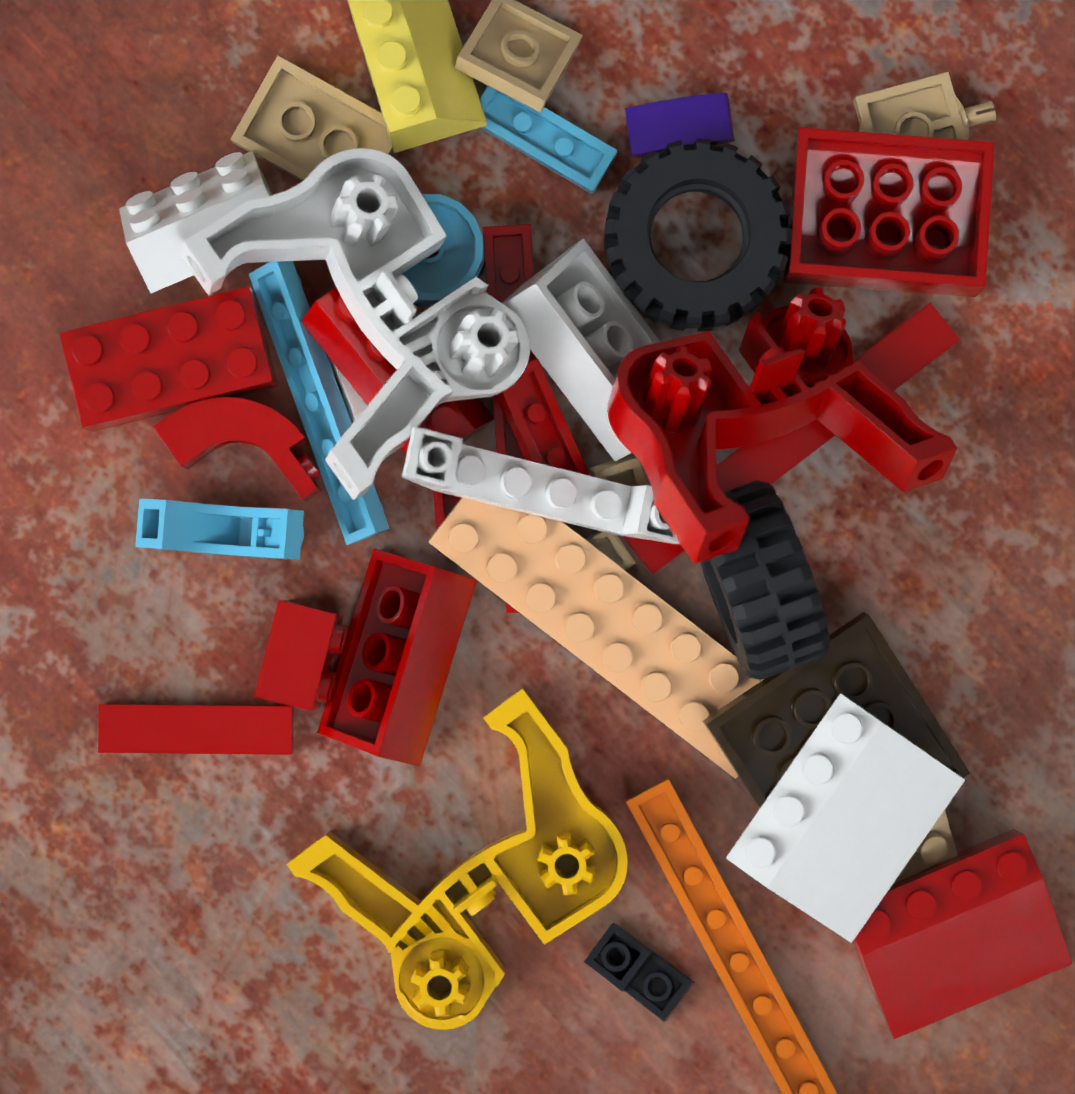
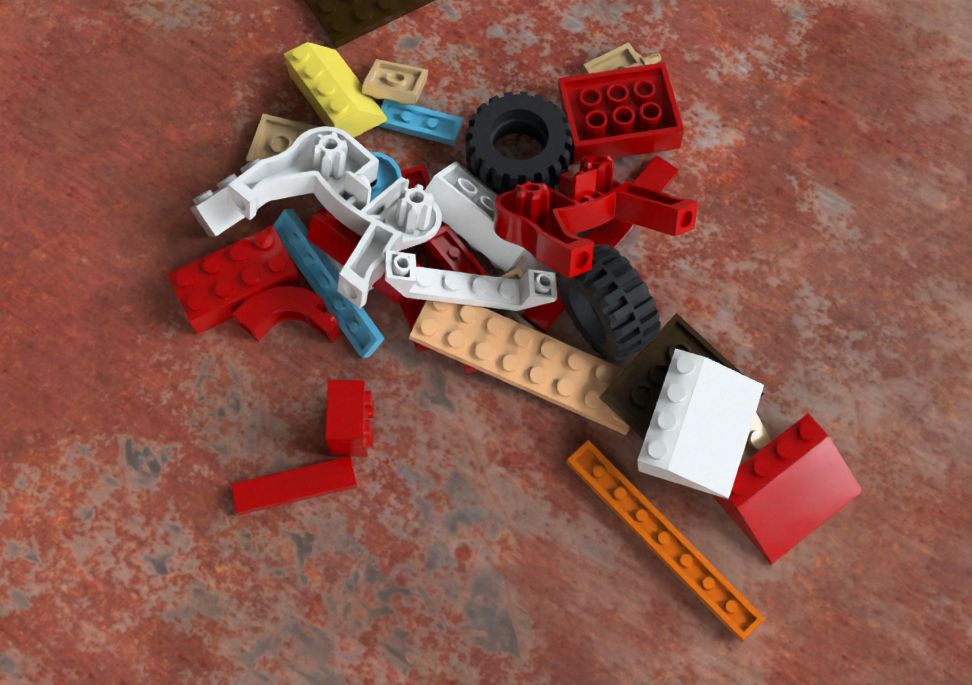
camera: 20 degrees left, 20 degrees down
(220, 529) = (284, 366): medium azure arch -> none
(397, 657) = (407, 411): red slope -> none
(552, 870) = (533, 512): yellow animal -> none
(639, 972) = (604, 563): black slope -> none
(683, 119) = (482, 95): dark purple slope -> none

